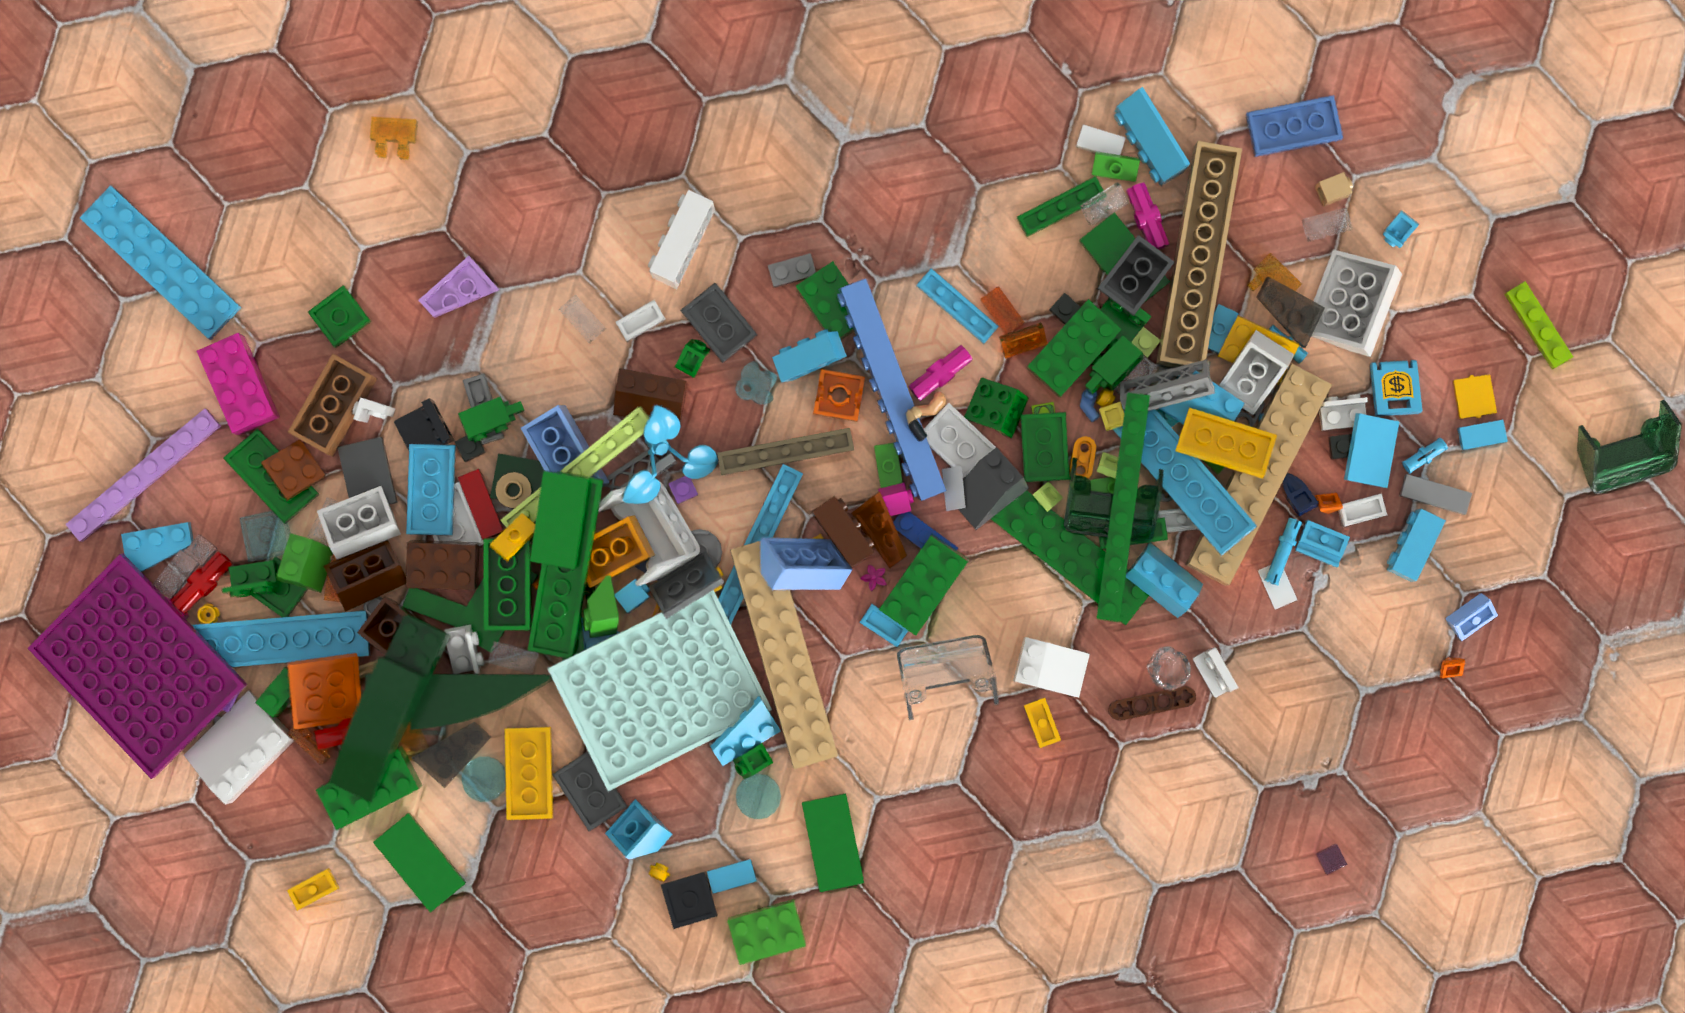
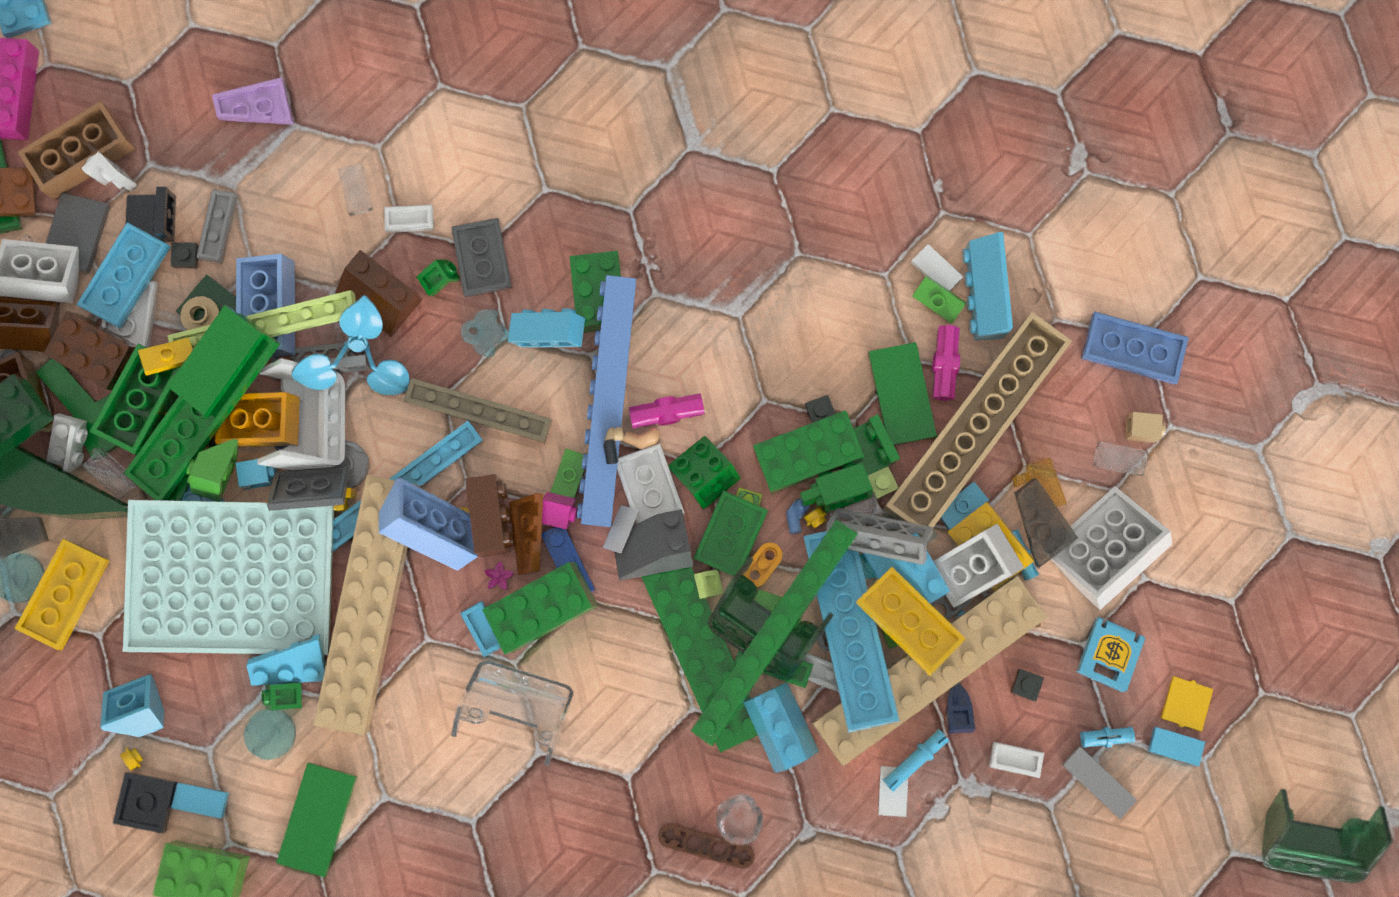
camera: 30 degrees right, 5 degrees down
(339, 316) = (133, 75): green tile -> none
(480, 504) = (163, 314): red tile -> none
(488, 417) = (212, 234): green hinge -> none
(588, 792) = (105, 645): dark grey tile -> none
(682, 239) = (485, 159): white brick -> none
(683, 489) = (361, 397): medium lavender plate -> none
(791, 270) = (575, 242): light grey plate -> none
(844, 410) = (558, 399): orange brick -> none
(957, 306) = (717, 356): medium azure tile -> none
(1002, 310) = (758, 382): clear orange tile -> none
(1023, 340) = (763, 419): clear orange plate -> none
(1042, 722) = (585, 807): yellow plate -> none
(1051, 667) = (624, 756): white slope -> none
(1058, 207) = (867, 311): green tile -> none
(1104, 204) = (910, 329): clear plate -> none
(1108, 465) = (782, 582): yellowish green plate -> none
(1112, 416) = (811, 536): light yellow tile -> none
(1136, 275) = (904, 410): dark grey slope -> none
(1214, 672) = (784, 847): white bracket -> none
(1322, 543) = (959, 773): medium azure plate -> none
(1329, 502) = (986, 735): orange slope -> none
(1341, 413) = (1045, 652): white bracket -> none
(1371, 450) = (1055, 704): medium azure tile -> none
(1400, 229) = (1191, 499): medium azure bracket -> none
(1415, 544) = (1053, 823): medium azure brick -> none
(1538, 325) = (1286, 665): lime plate -> none

